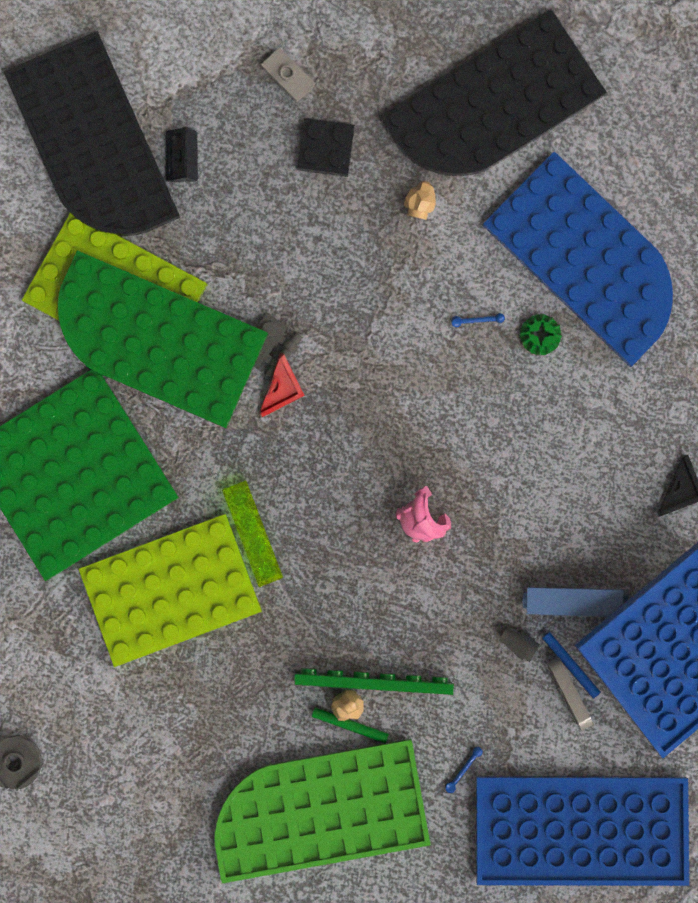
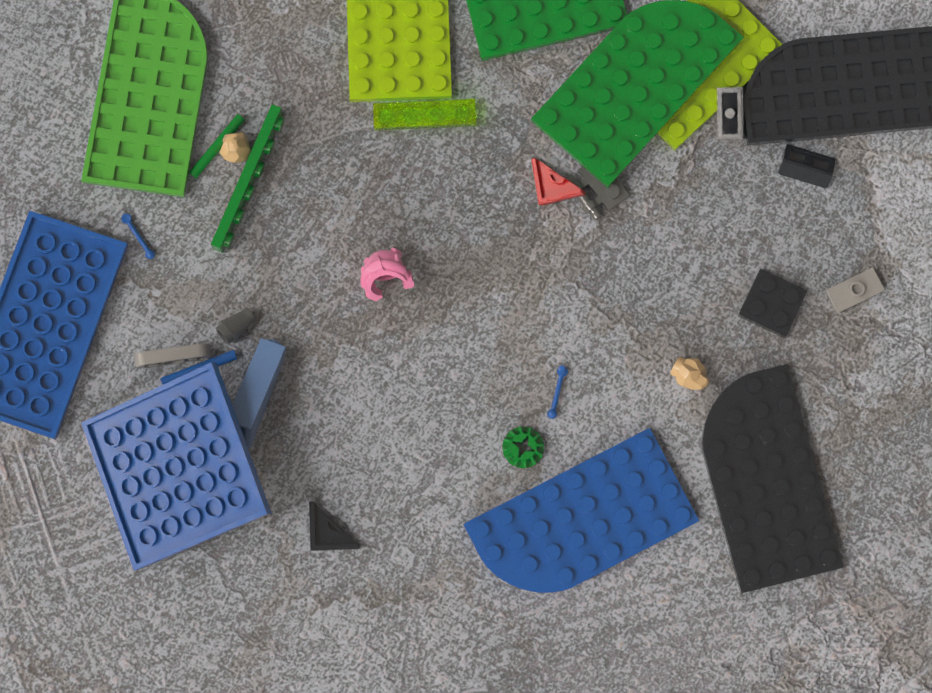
camera: 110 degrees right, 5 degrees down
(155, 240) = (731, 113): none -> slope

